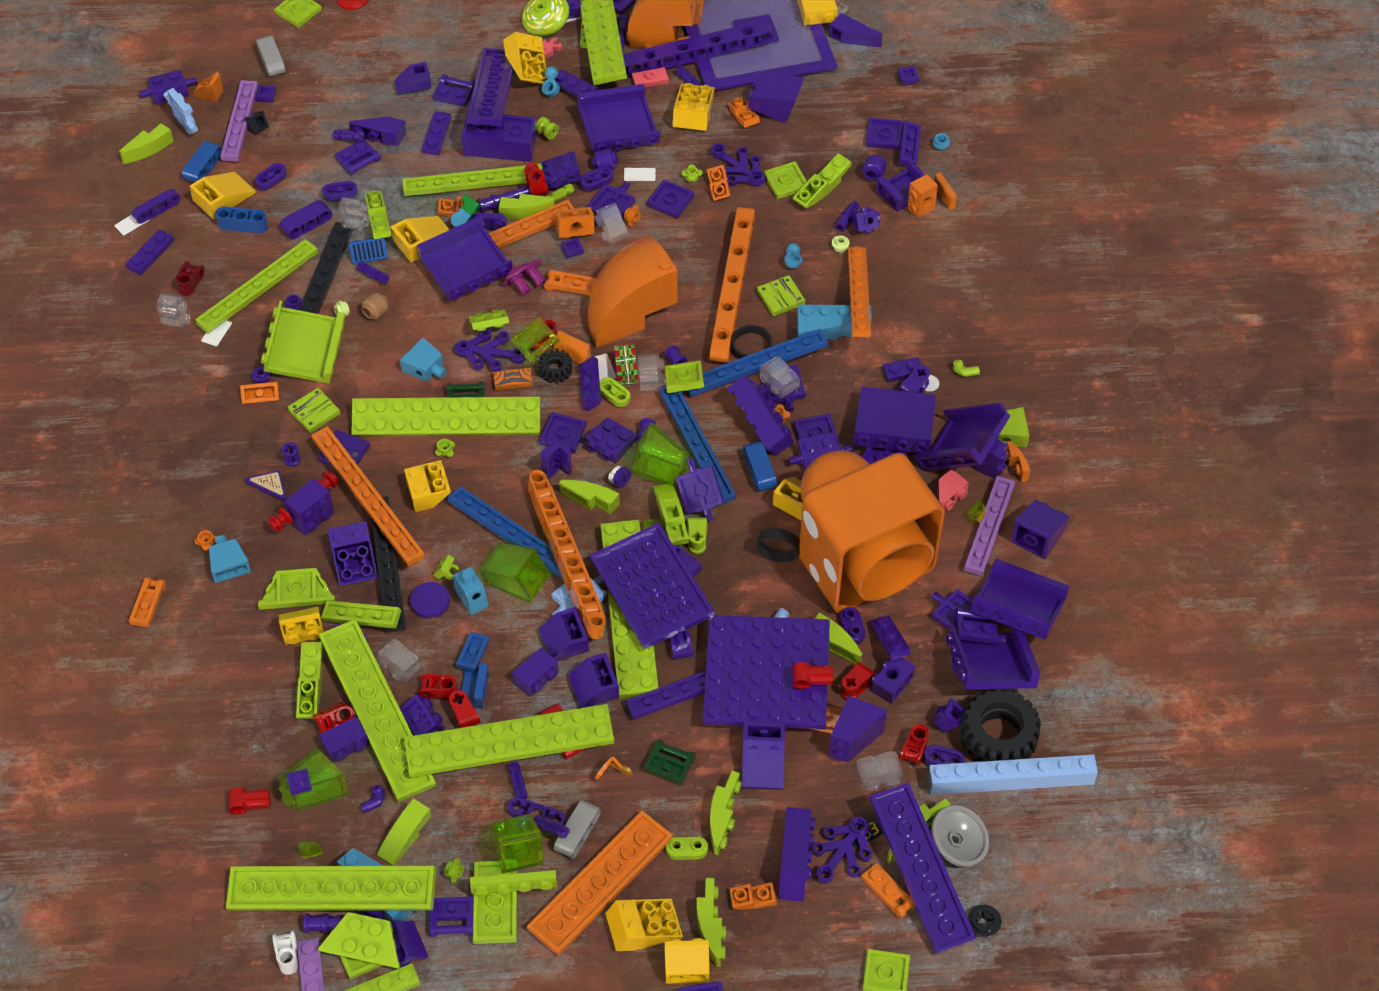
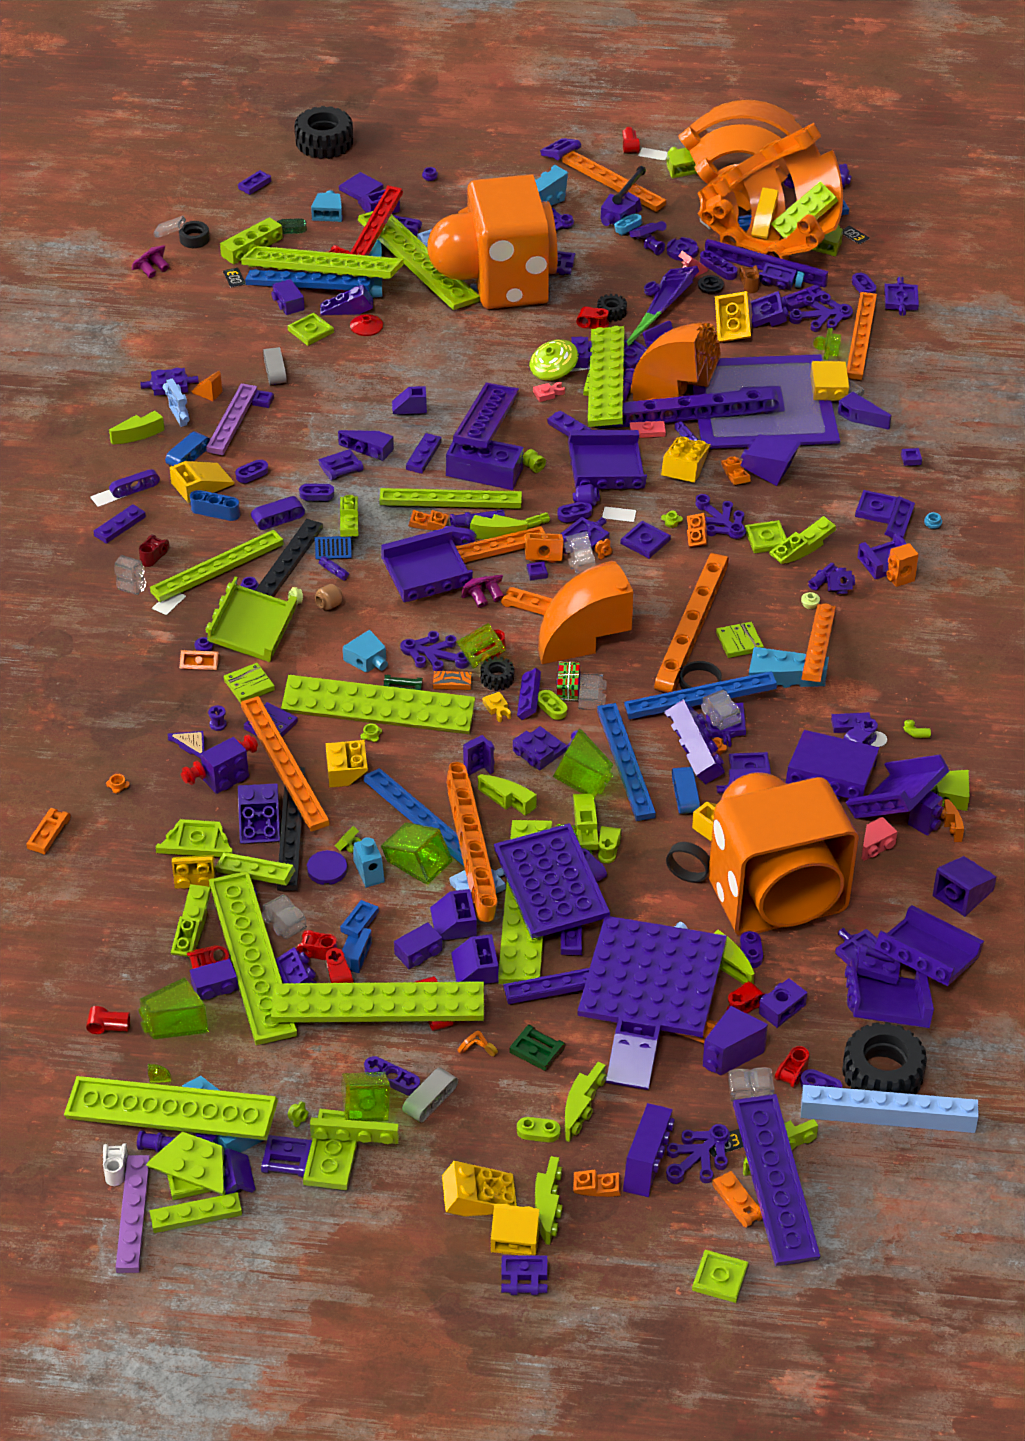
camera: 10 degrees right, 10 degrees down
(227, 559) = (134, 803): dark azure torso -> none
(257, 121) = (248, 421): black slope -> none
(299, 782) = (159, 1004): dark purple plate -> none
(349, 135) = (336, 444): dark purple axle -> none
(353, 213) = (325, 512): clear brick -> none
(376, 799) = (234, 1040): dark purple arm -> none
(404, 832) = (257, 1069): lime slope -> none
(413, 231) = (379, 533): yellow slope -> none
(451, 94) = (444, 420): dark purple plate -> none
(466, 211) = (438, 522): leg -> none
(482, 321) = (431, 624): lime plate -> none
(517, 780) = (379, 1041): dark purple axle -> none
(526, 56) = (526, 394): yellow slope -> none
(535, 180) = (512, 507): red piece -> none
(551, 74) = (545, 424): dark azure plate -> none
(551, 826) = (404, 1086): dark purple axle -> none
(561, 170) = (540, 499): dark purple plate -> none
(561, 399) = (497, 704): none -> yellow plate
(564, 430) = (496, 731): dark purple tile -> none
(574, 347) = (521, 659): orange slope -> none
(599, 883) = (439, 1147): orange plate -> none
(605, 367) = (547, 681): white sticker -> none
(619, 476) = (541, 780): dark purple piece -> none
(674, 355) = (618, 678): dark purple bush -> none
(684, 376) = (624, 698): lime tile -> none
(700, 490) = (618, 801): dark purple plate -> none
(792, 257) = (758, 605): dark azure plate -> none
(807, 675) = (690, 980): red piece -> none
(874, 167) = (858, 533): dark purple head -> none
(890, 637) = (787, 963): dark purple plate -> none
(945, 191) = (927, 565): orange tile -> none
(948, 716) = (832, 1043): dark purple brick -> none
(967, 832) = (829, 1152): light grey dish -> none
(977, 511) = (901, 861): clear neon green tile -> none
(989, 526) = (912, 876): medium lavender plate -> none
(990, 914) = (841, 1240): black gear -> none

